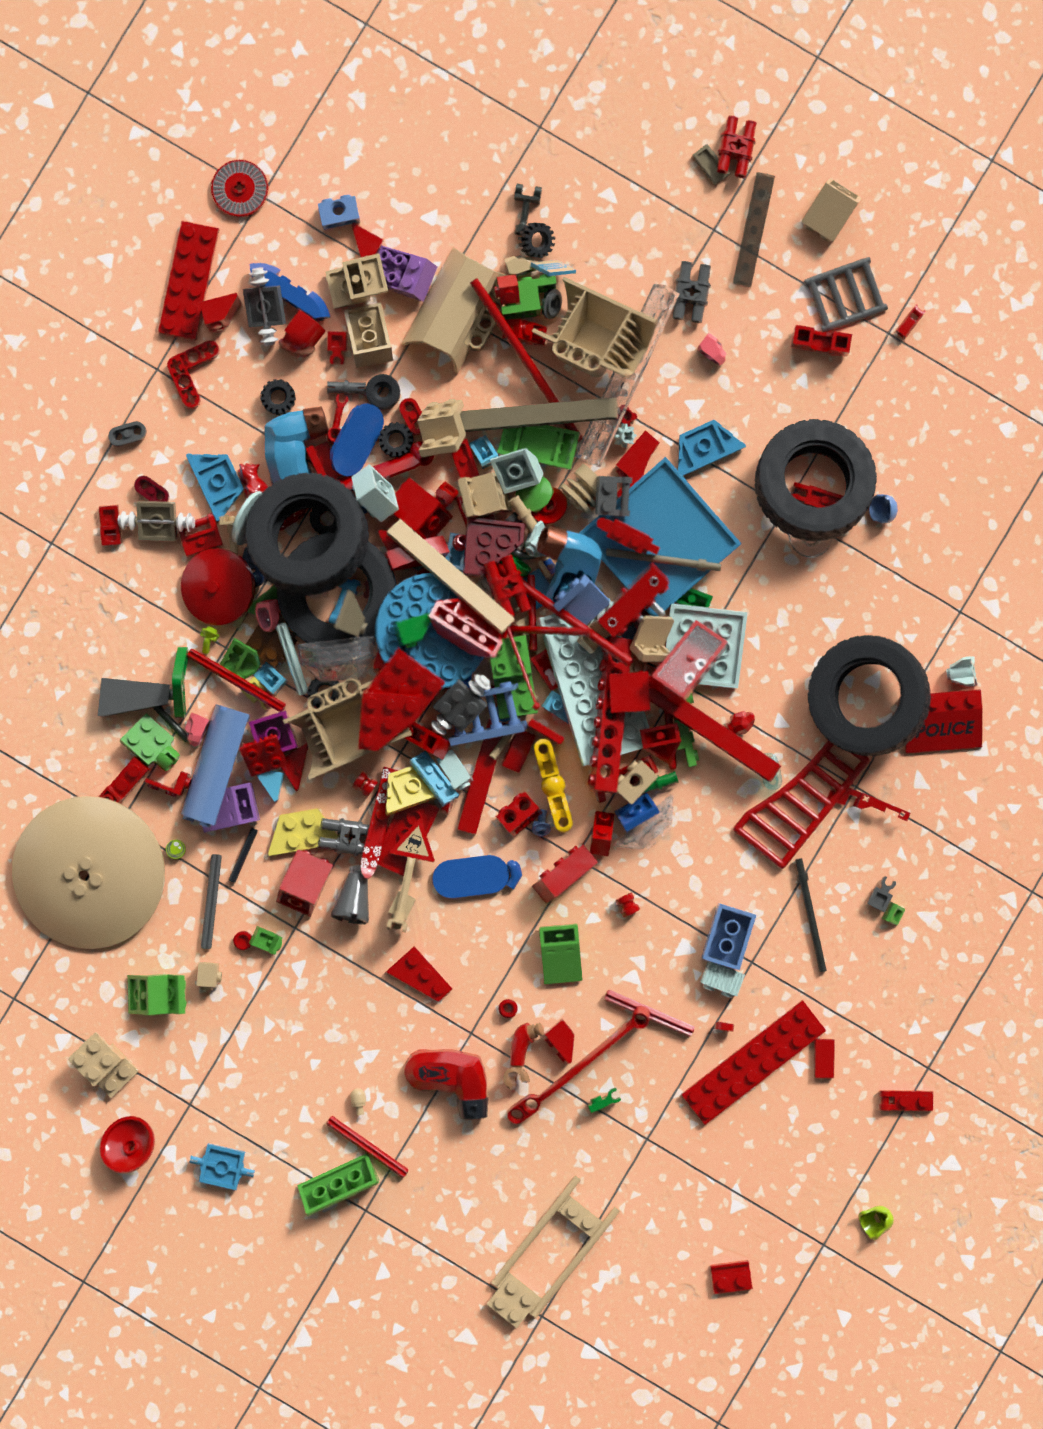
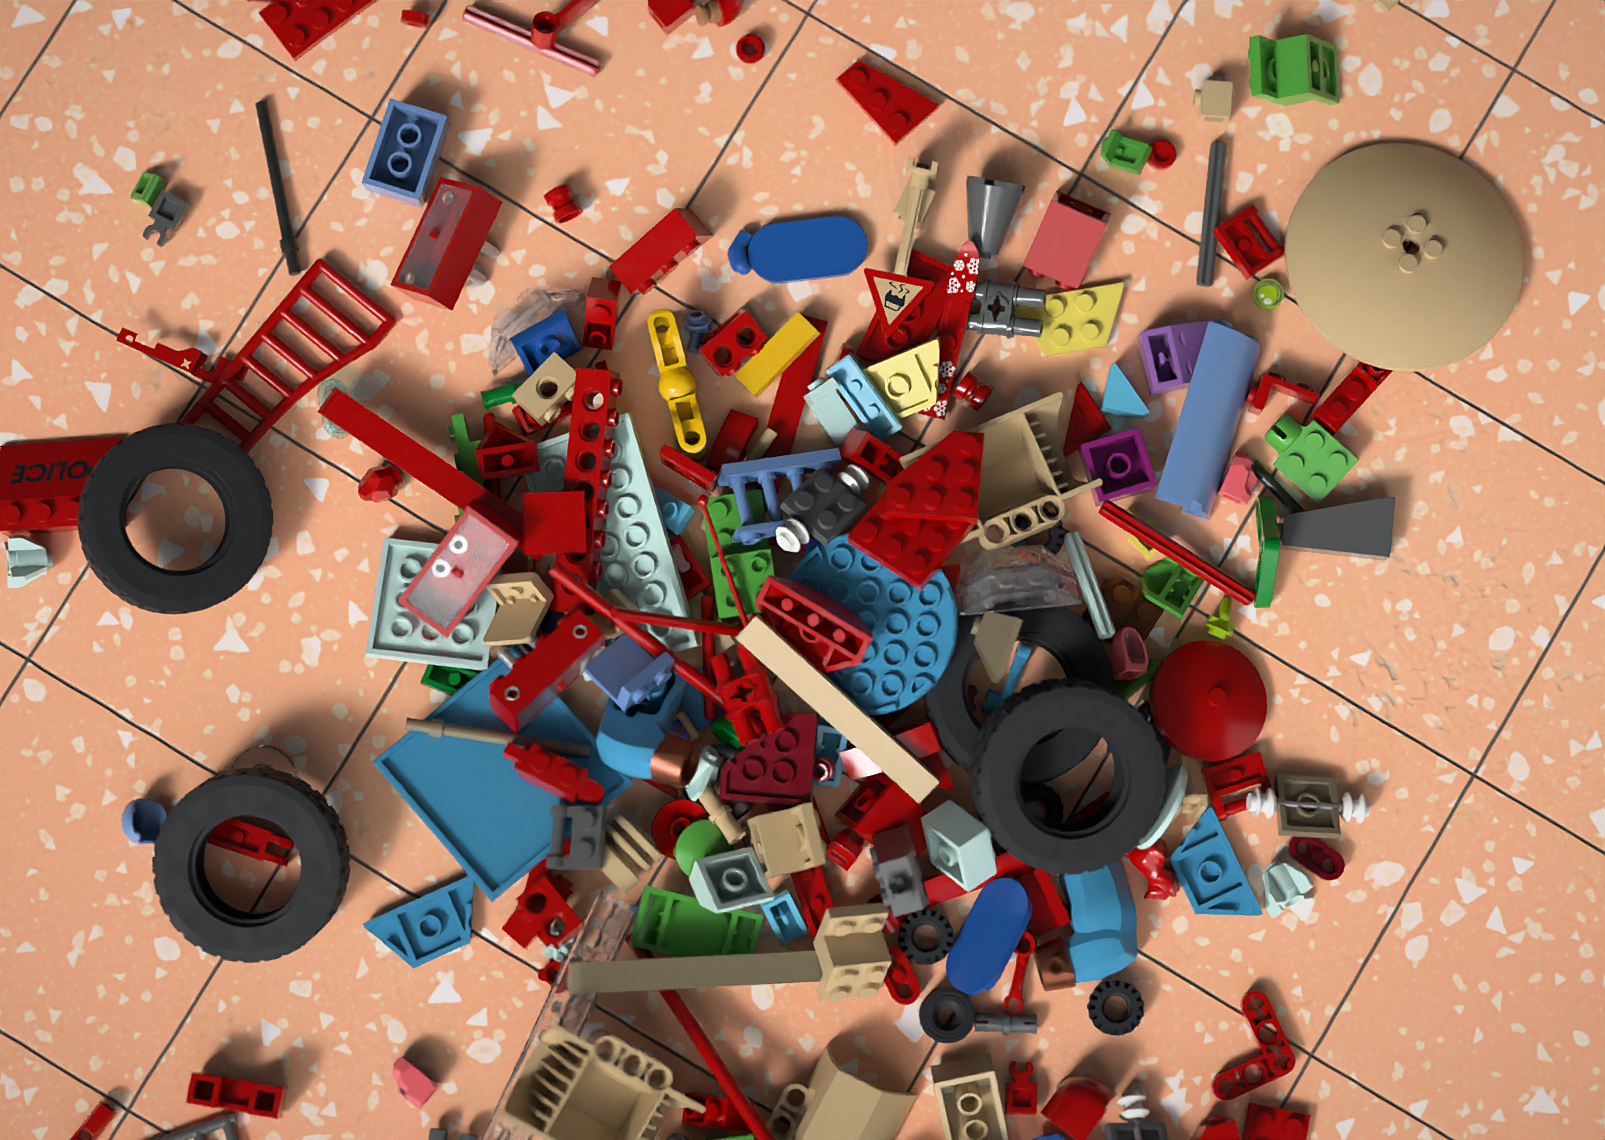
camera: 175 degrees right, 5 degrees down
(109, 528) = (1382, 794): red slope -> none
(127, 431) = (1355, 948): dark grey plate -> none
(171, 471) = (1285, 887): none -> light aqua brick
(190, 878) = (1243, 245): none -> red plate
(243, 855) = (1162, 284): black bar -> none
(263, 755) = (1134, 430): red hinge -> none
(270, 678) = (1122, 556): medium azure slope -> none
(411, 630) = (899, 620): green slope -> none
(412, 475) = (898, 871): none -> dark grey hinge
(489, 807) = (777, 354): none -> yellow tile
(560, 953) = (668, 131): bright green slope -> none
(625, 453) = (555, 909): none -> red brick
(700, 875) = (448, 244): none -> piece
(722, 978) = (418, 88): light aqua brick -> none

